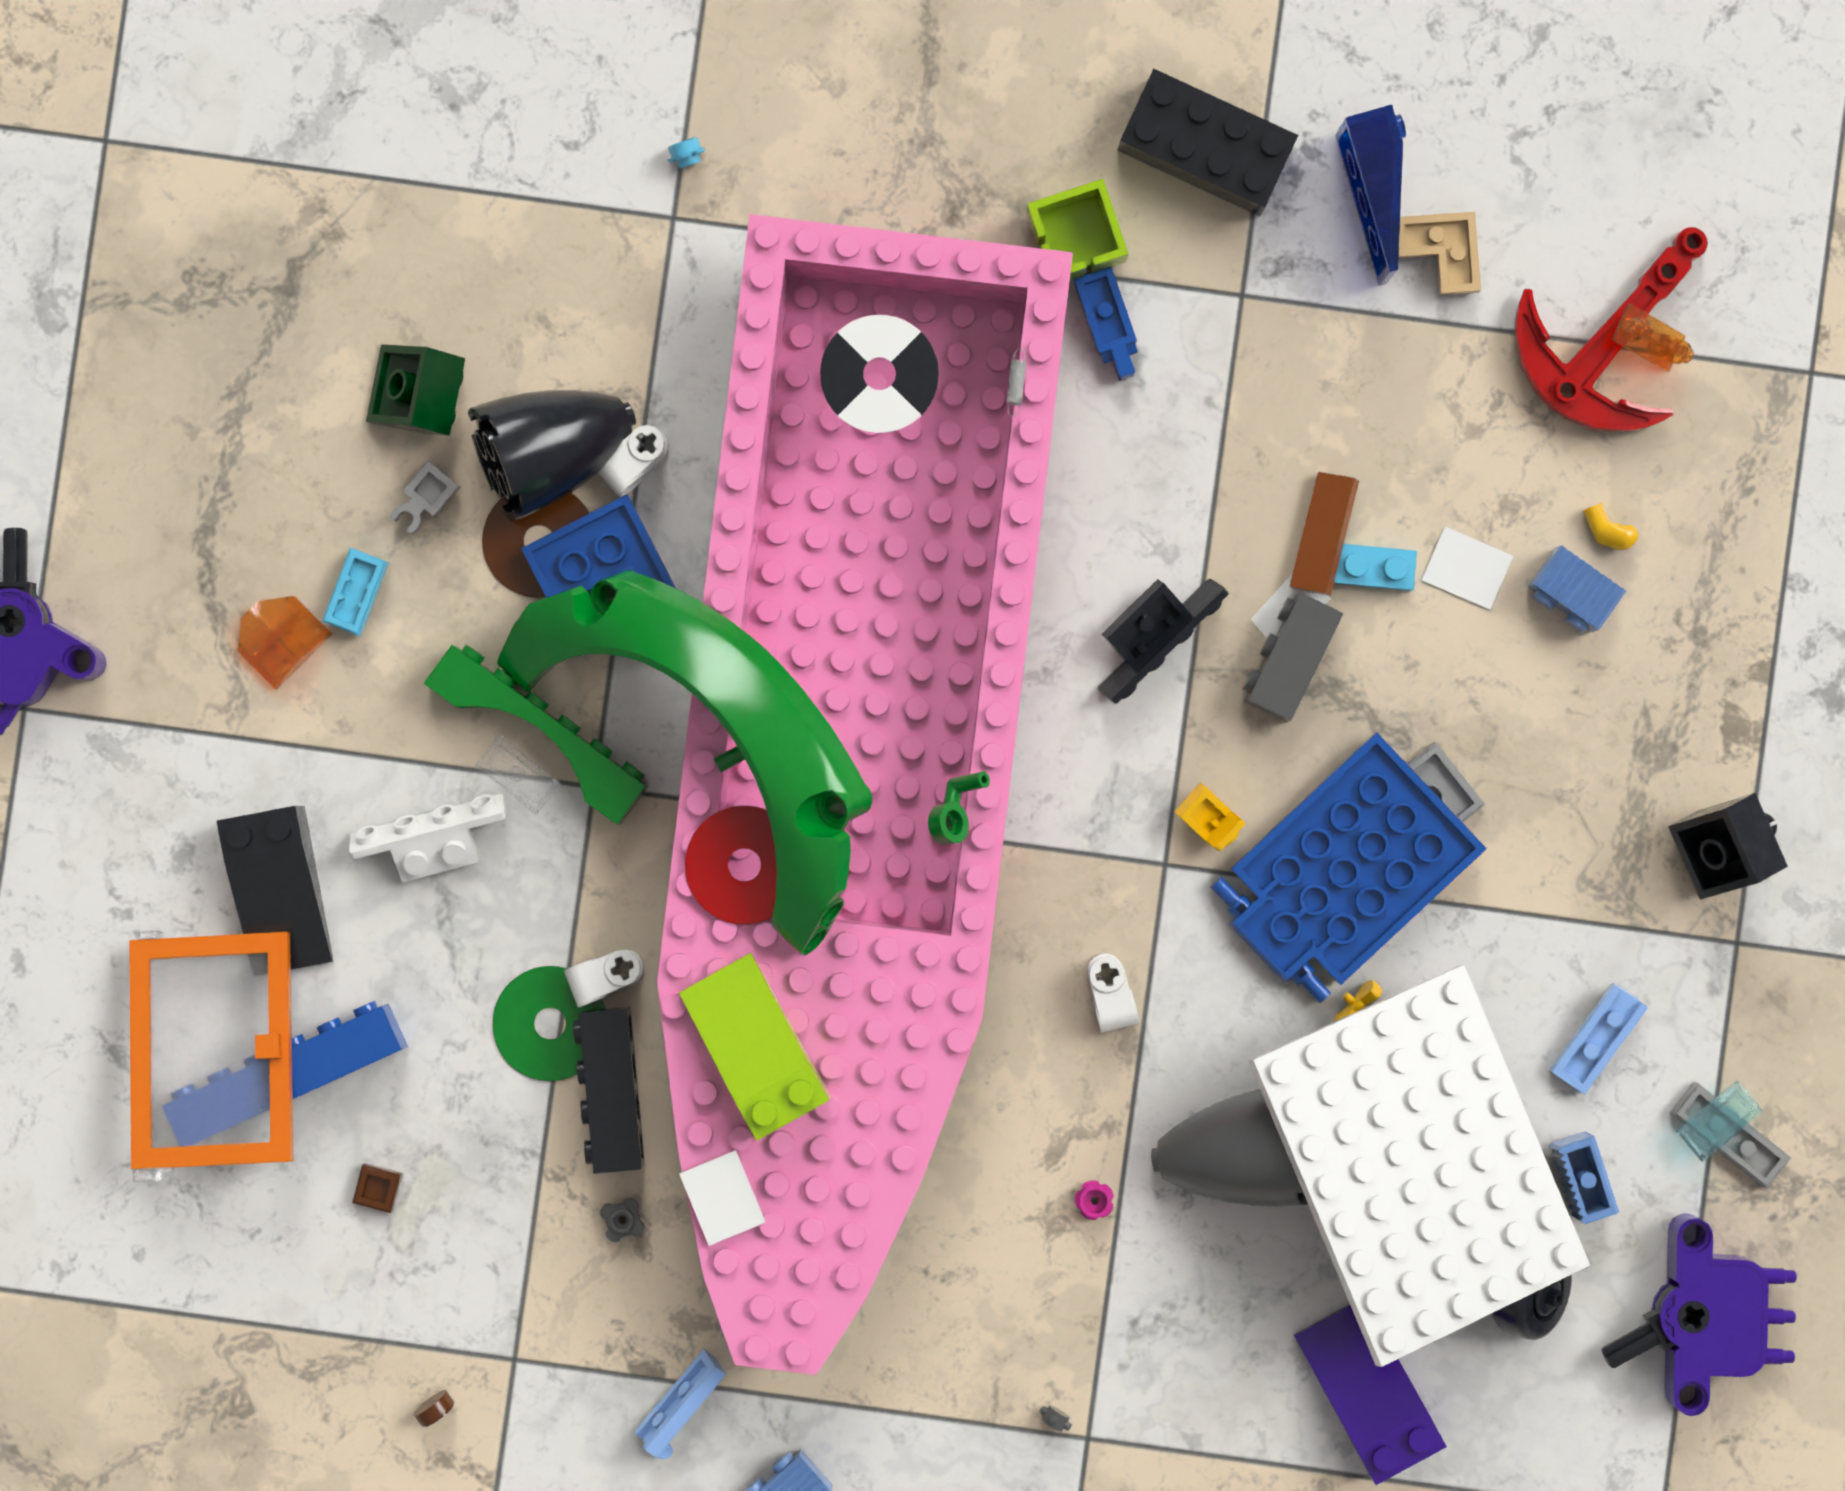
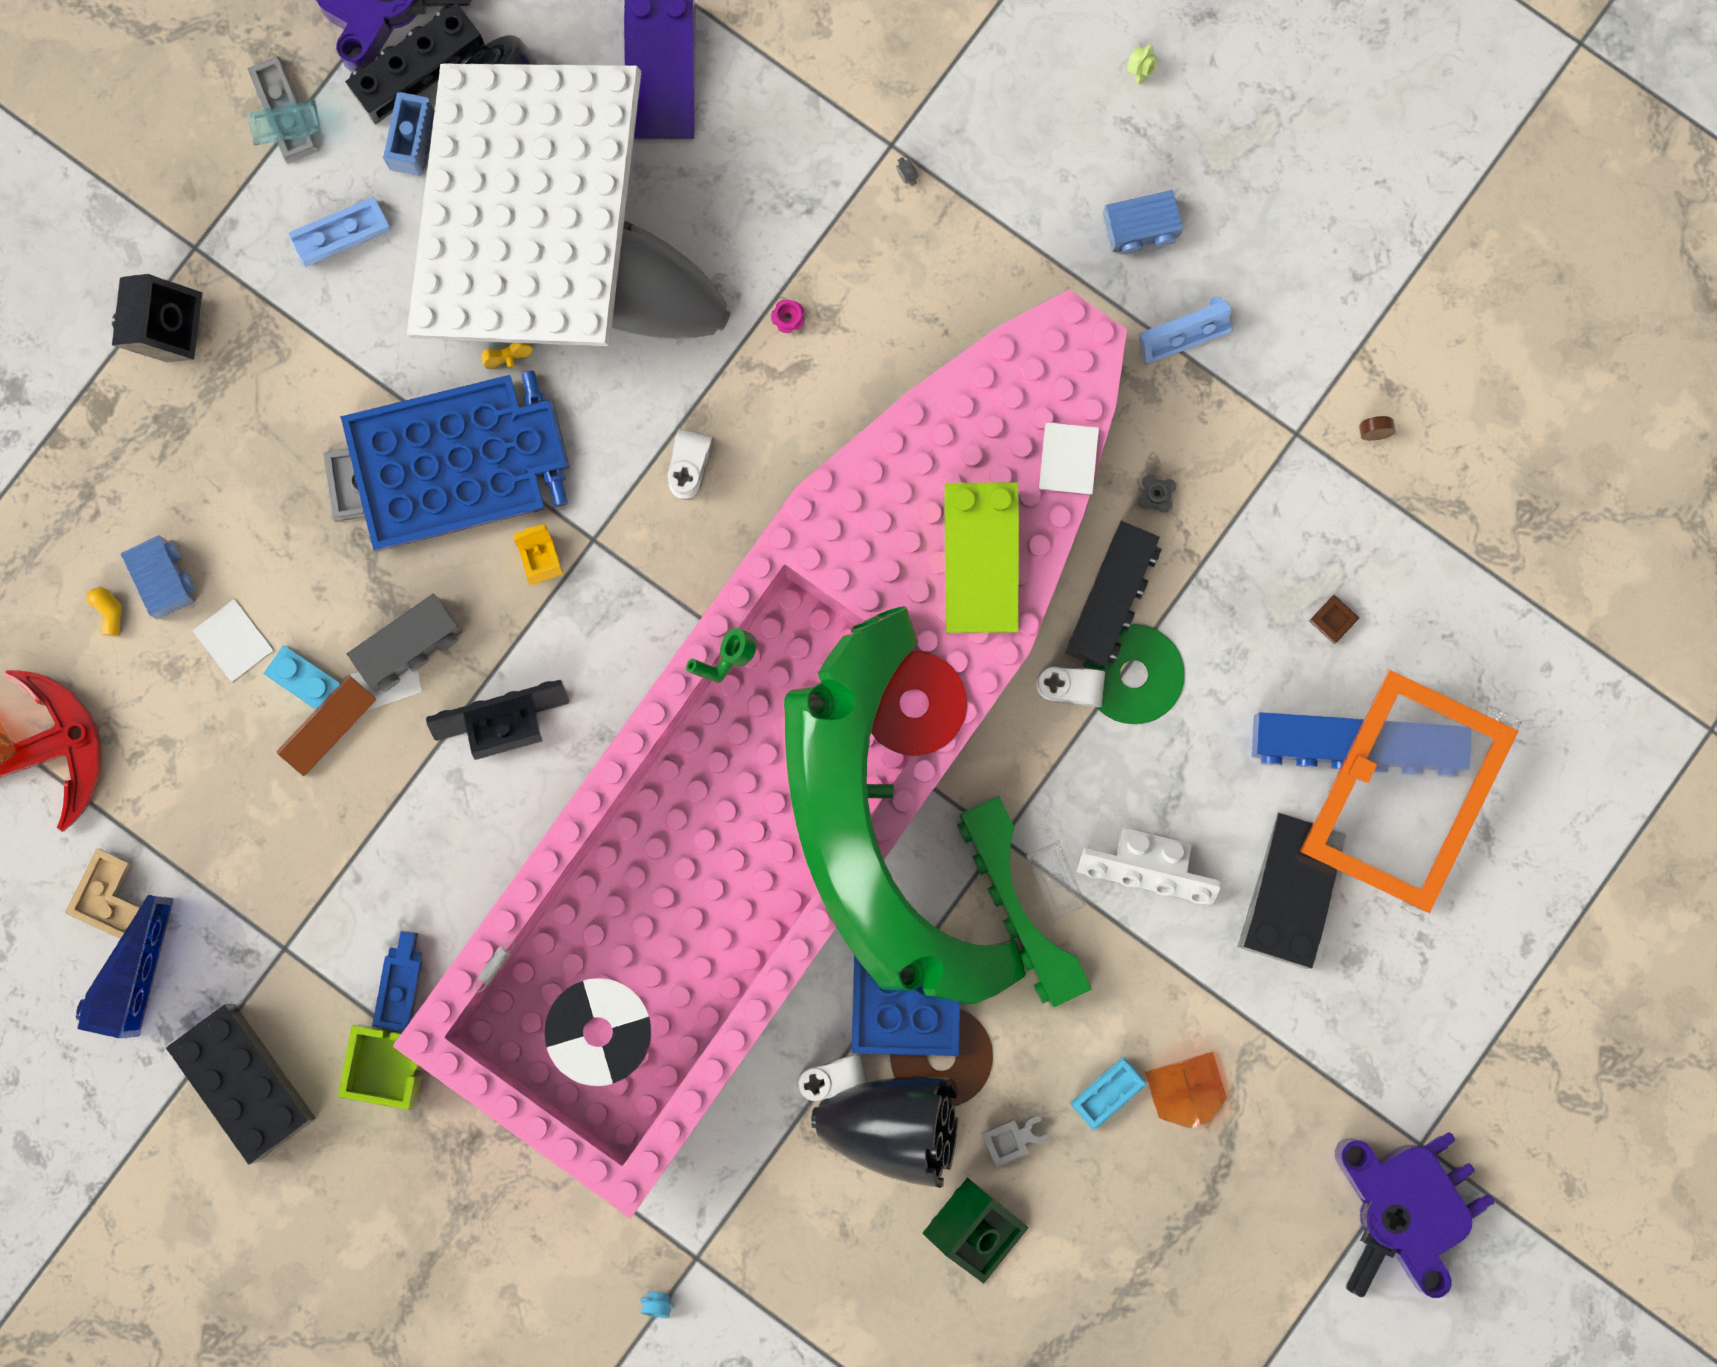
camera: 155 degrees left, 5 degrees down
(1622, 1257) = (414, 61): none -> black brick

